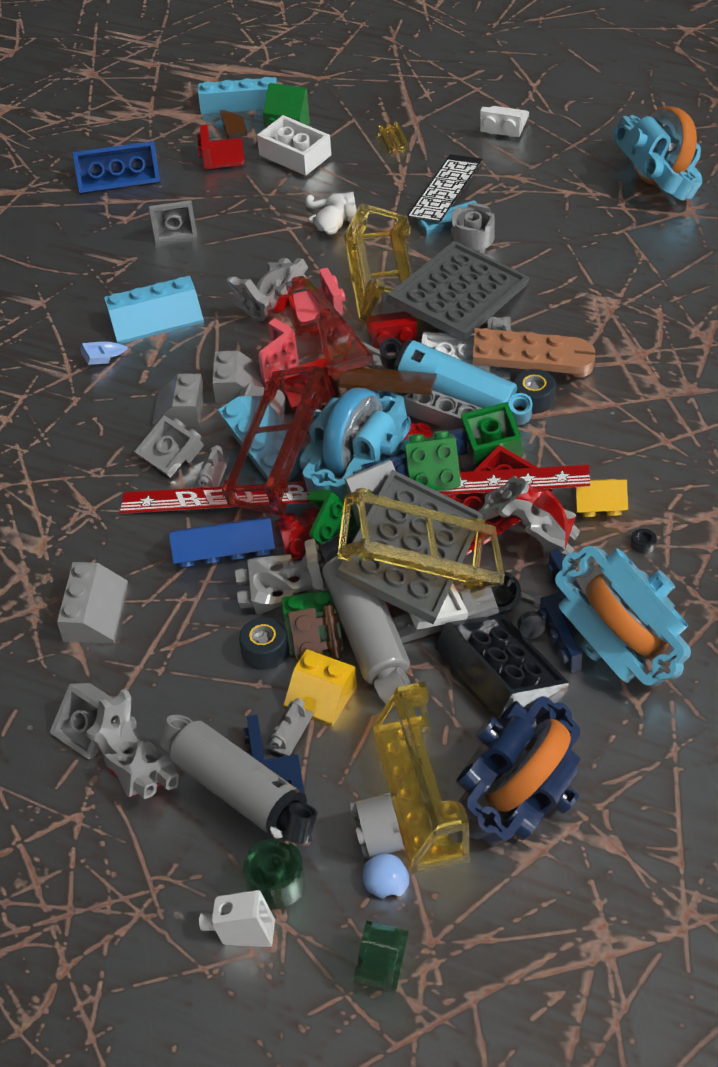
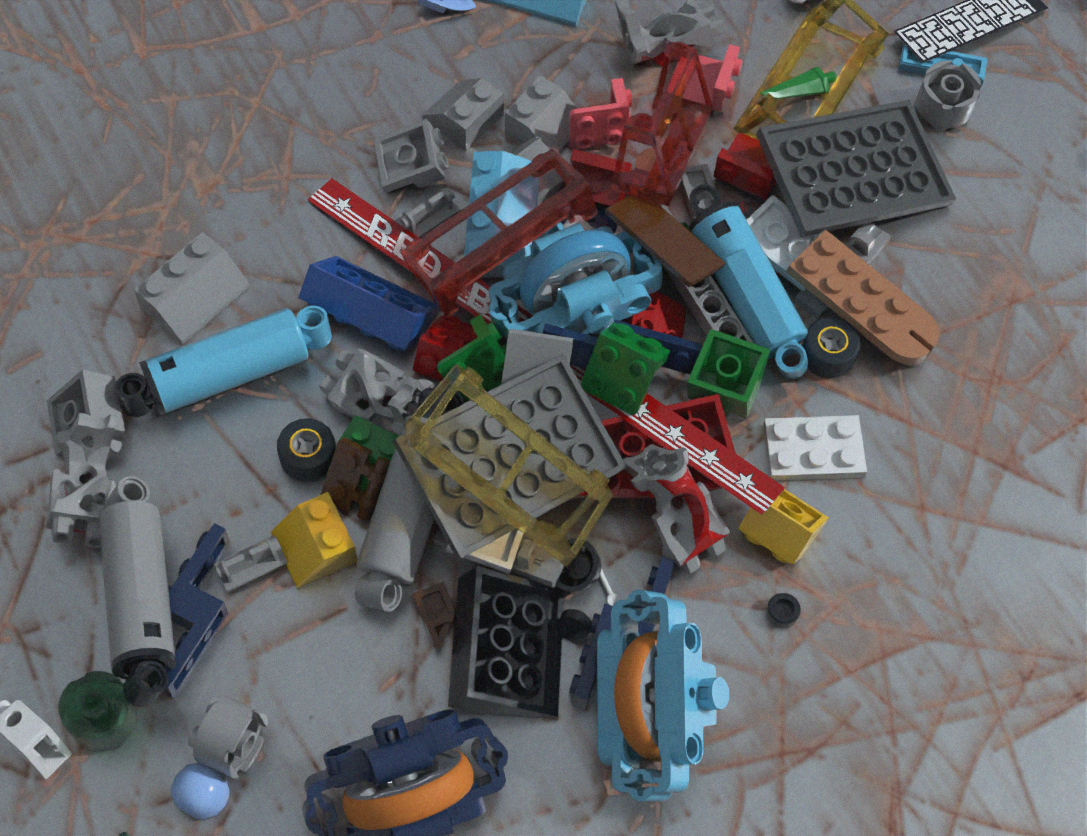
camera: 30 degrees right, 15 degrees up
(159, 626) = (223, 361): none -> medium azure piece
(383, 268) = (805, 84): none -> green bar
(424, 847) = (266, 786): clear yellow windscreen -> none
(437, 678) = (435, 611): none -> reddish brown slope
(577, 445) = (814, 448): none -> white plate

